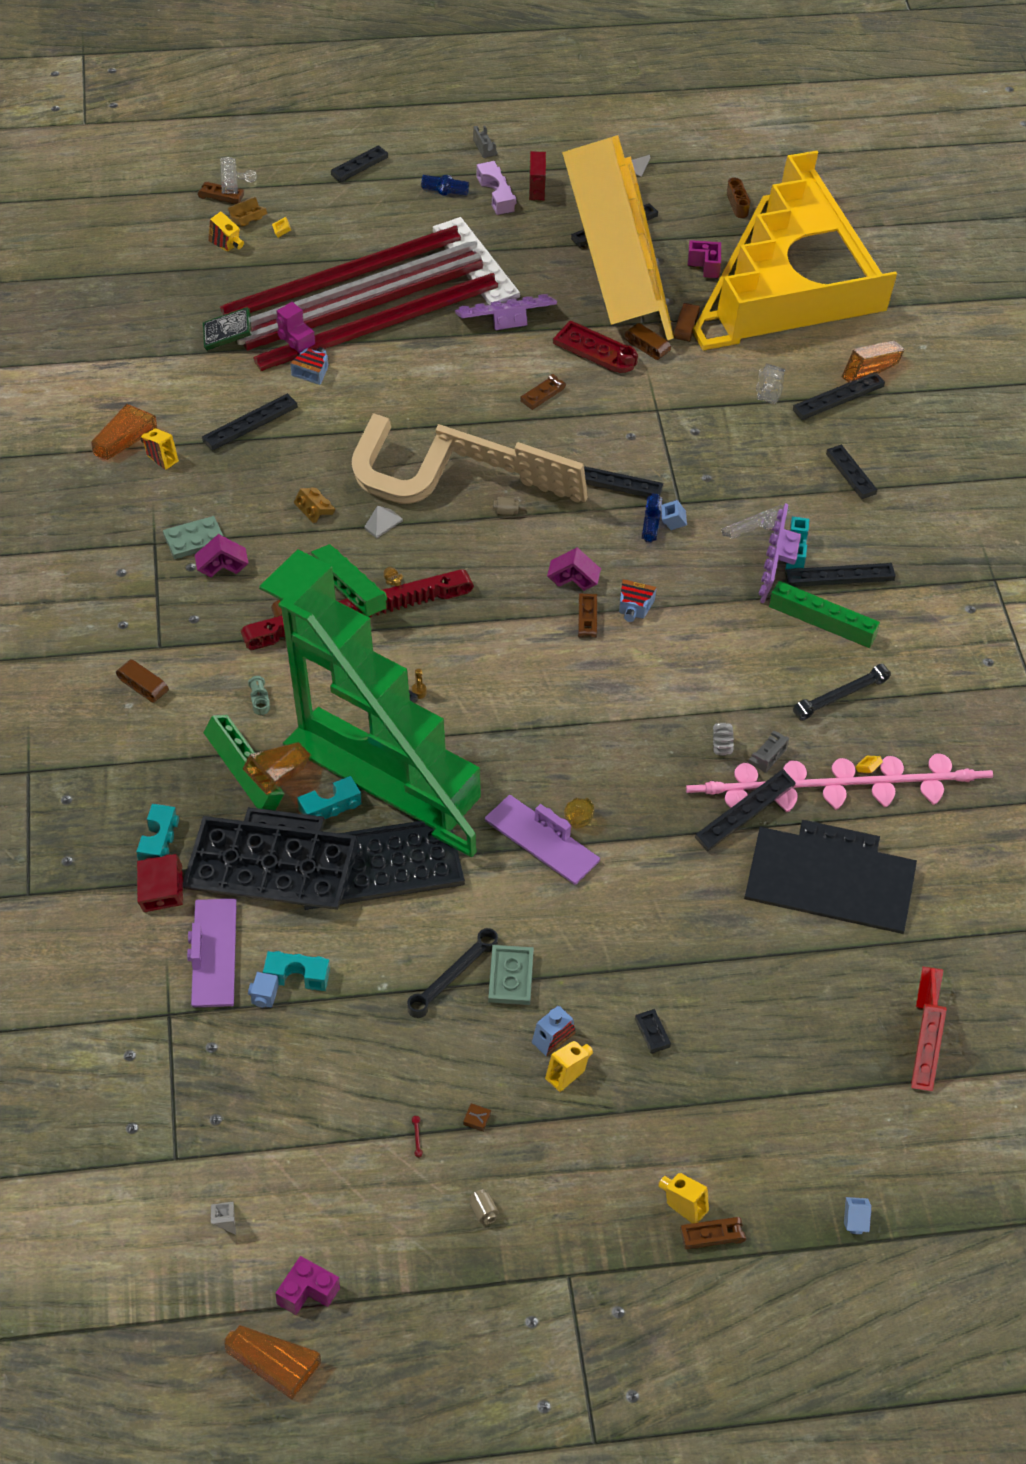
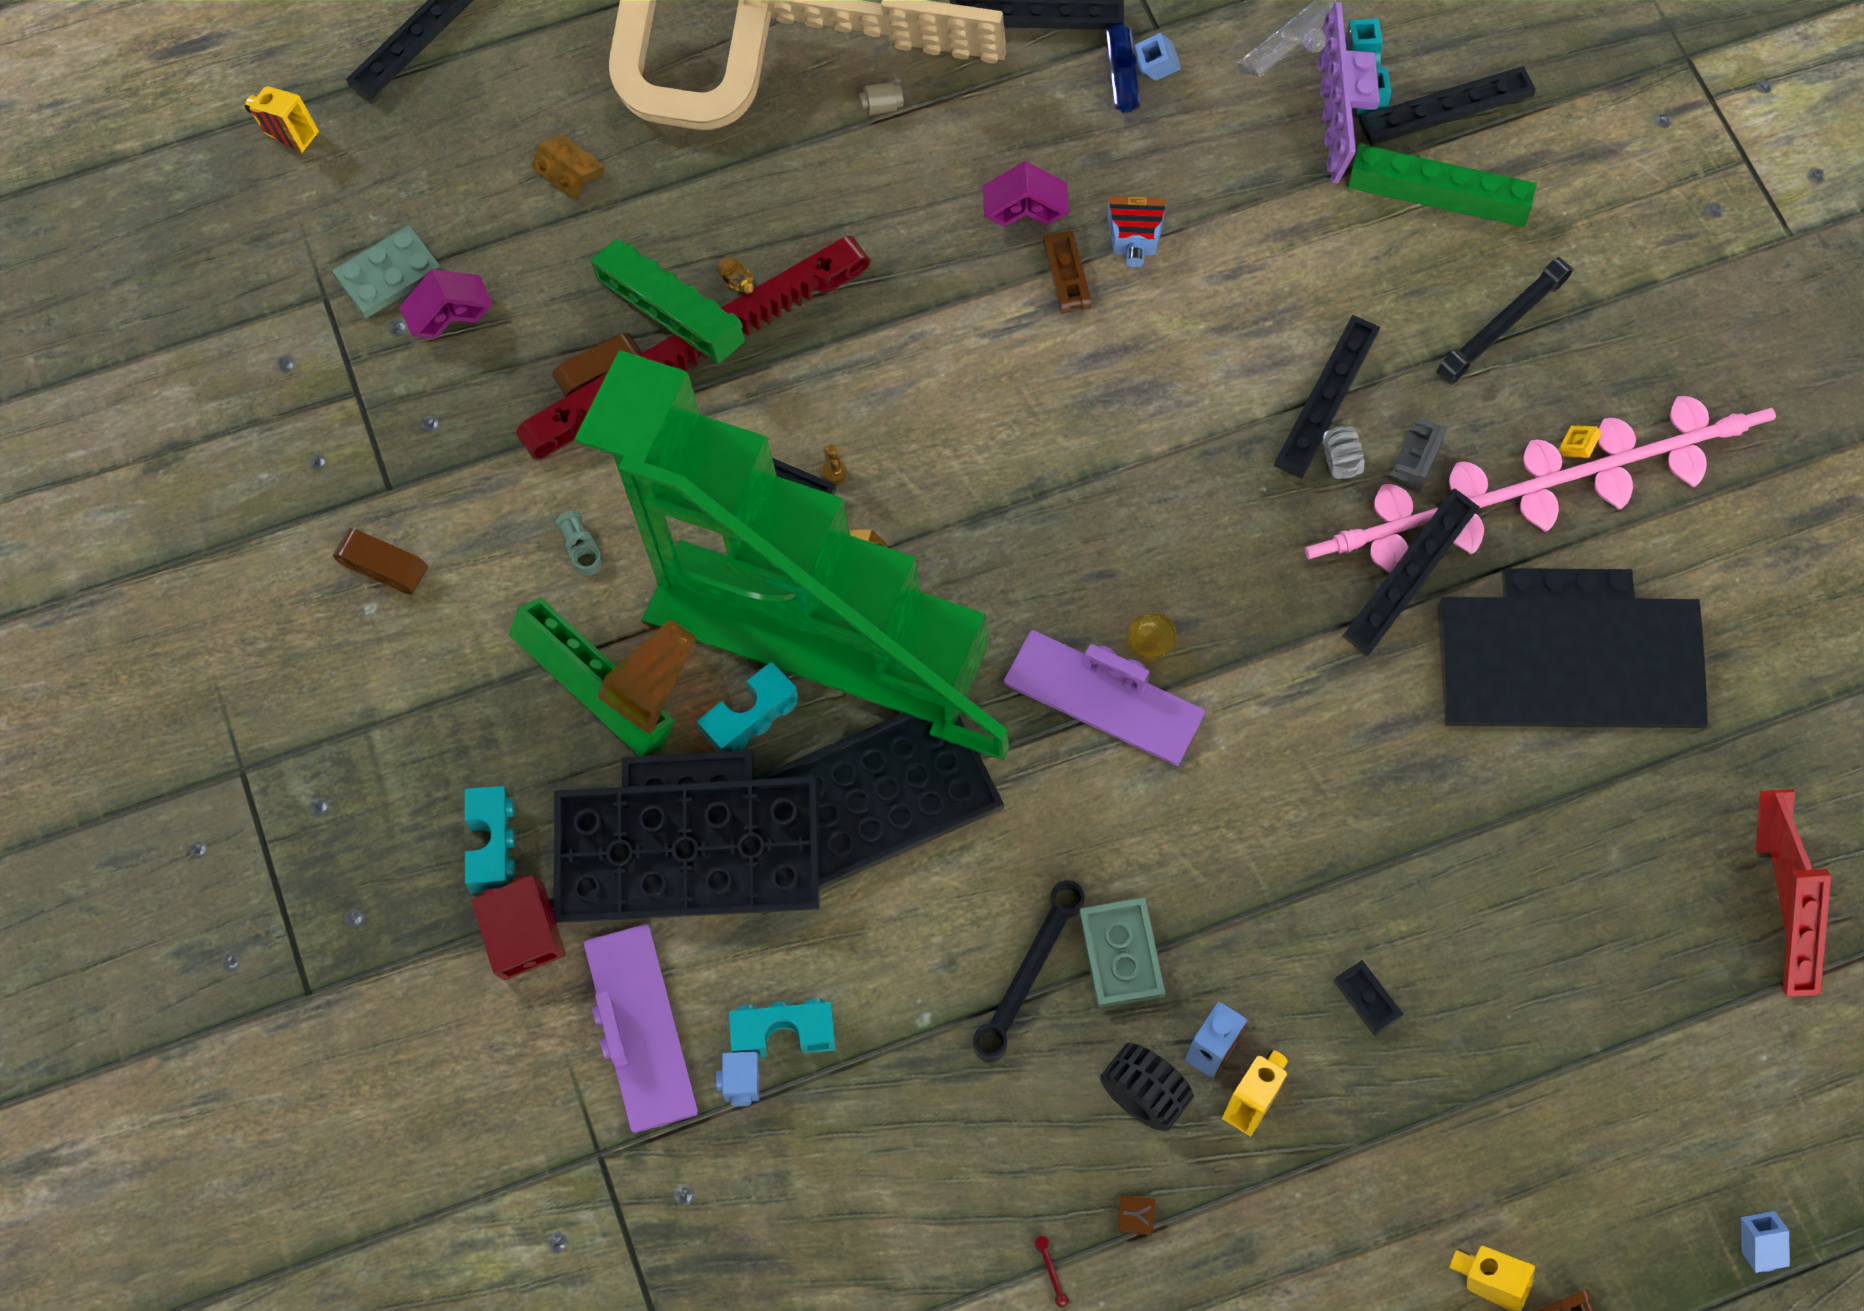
camera: 10 degrees left, 15 degrees up
(123, 431) = (211, 99): clear orange slope -> none
(382, 521) = (687, 172): light grey slope -> none
(502, 1043) = (1147, 1086): none -> black tyre
(723, 710) = (1327, 396): none -> black plate

